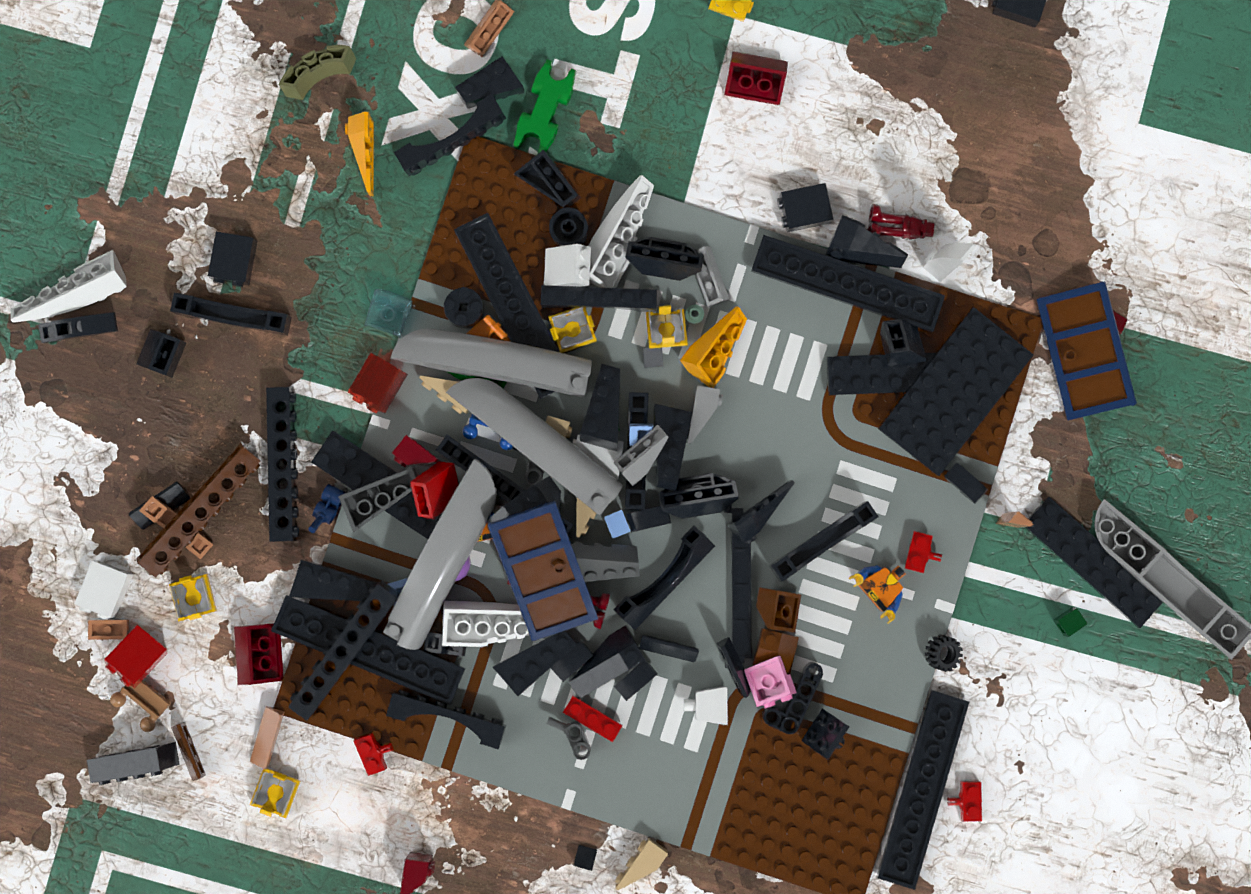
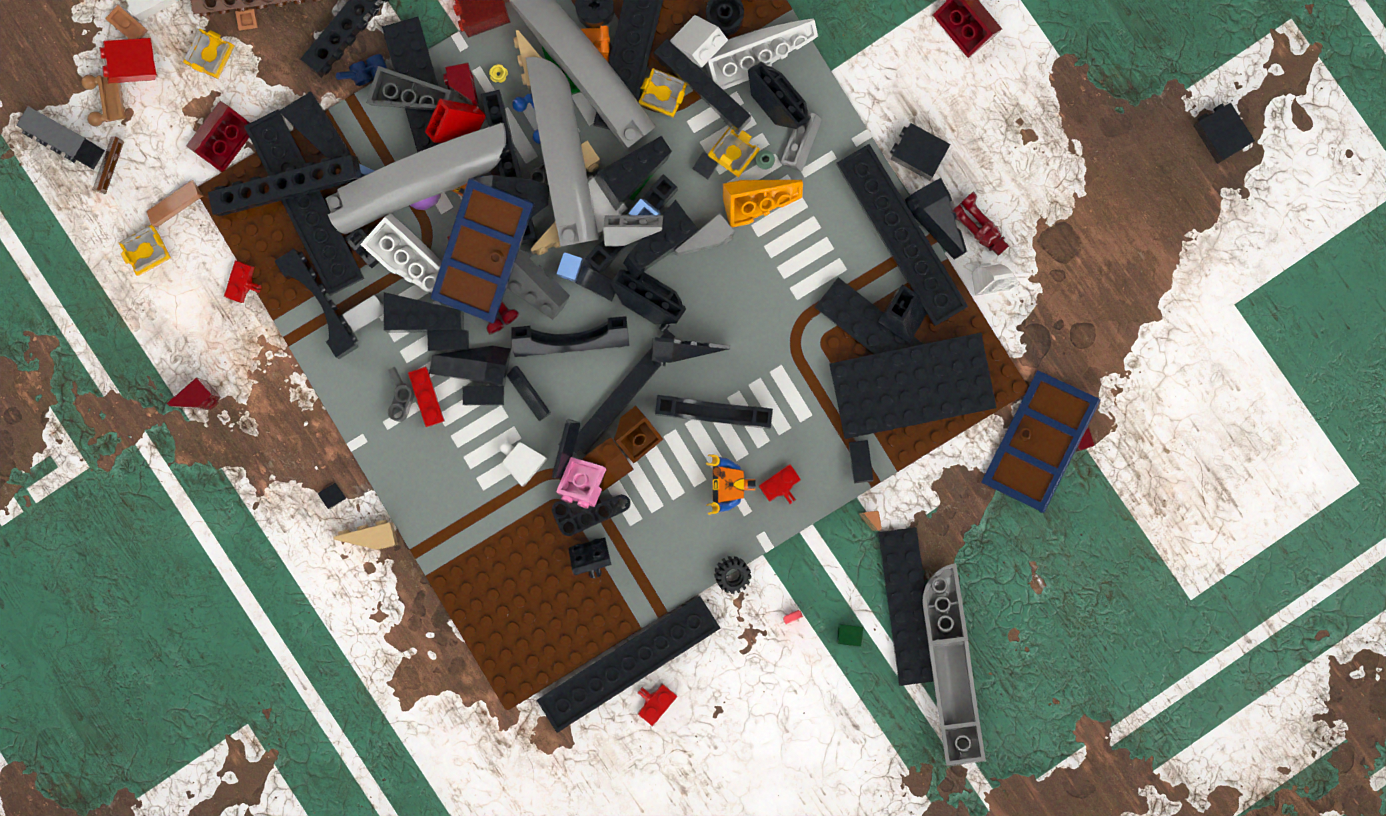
camera: 40 degrees right, 0 degrees up
(427, 422) = (494, 70): none -> light yellow plate
(489, 695) = (364, 313): none -> slope
(1015, 645) = (792, 617): none -> coral tile

